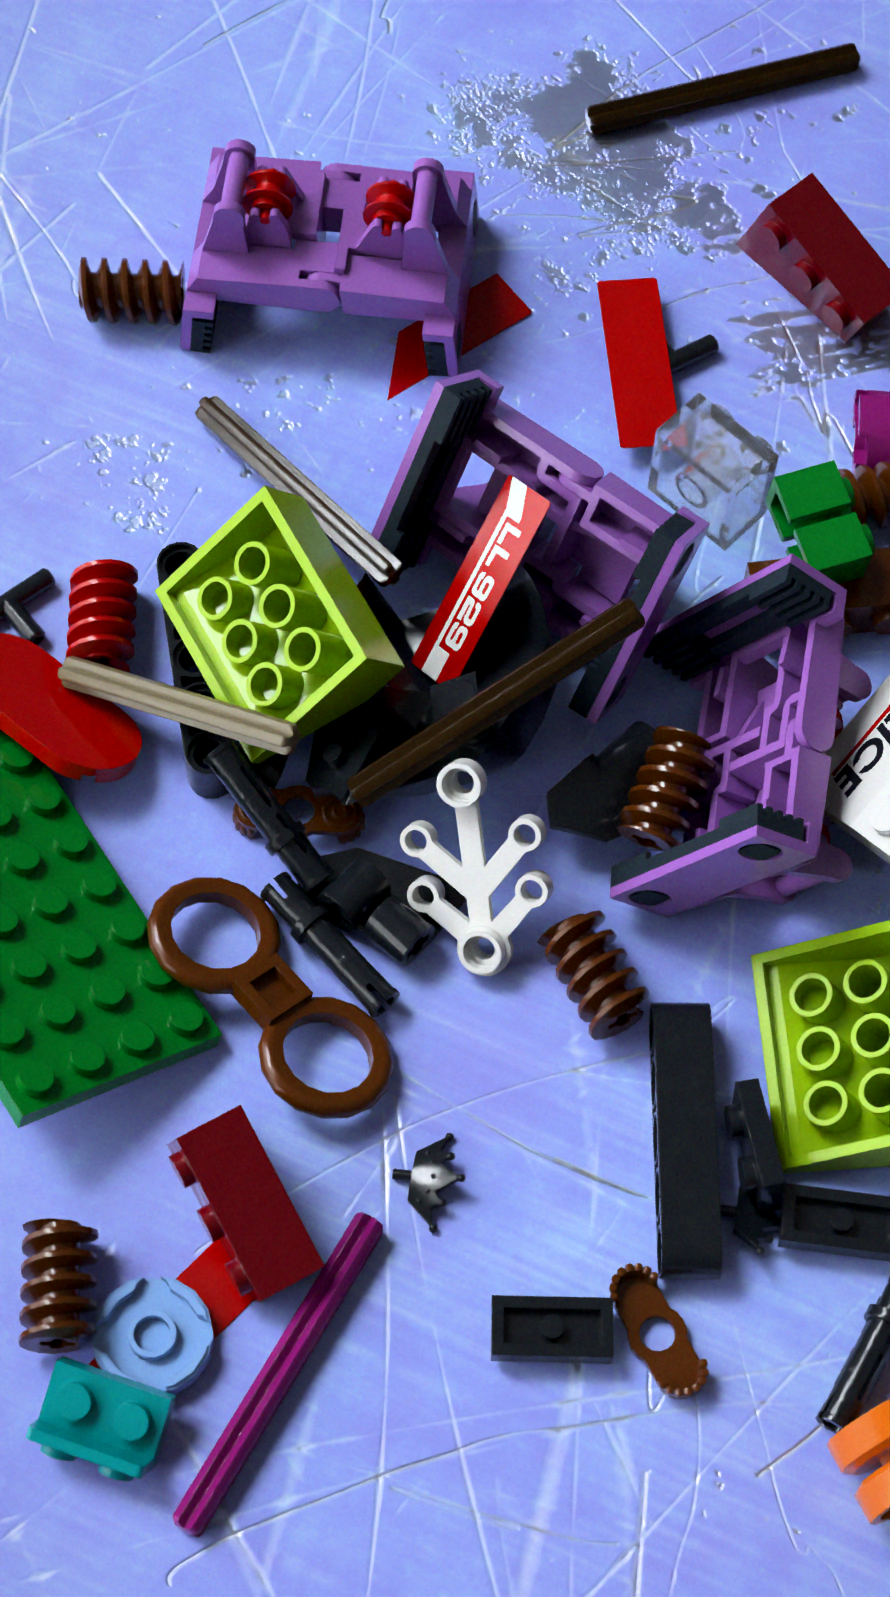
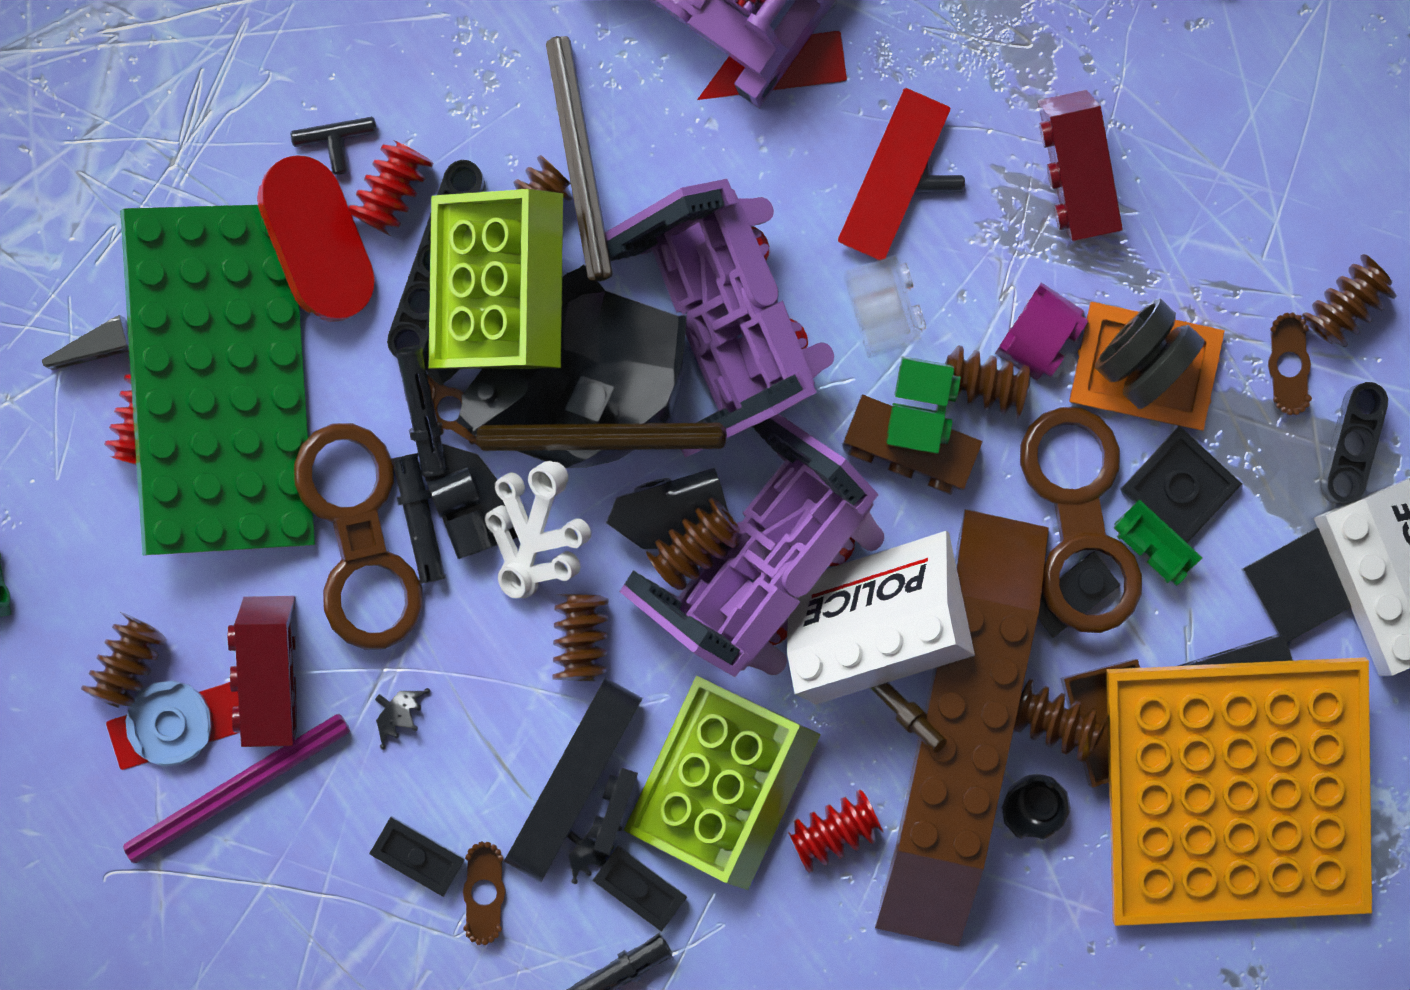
camera: 30 degrees right, 25 degrees up
(102, 1420) = (108, 763): teal bracket -> none
(180, 705) = (399, 300): dark tan axle -> none
(481, 581) = (657, 318): sticker -> none

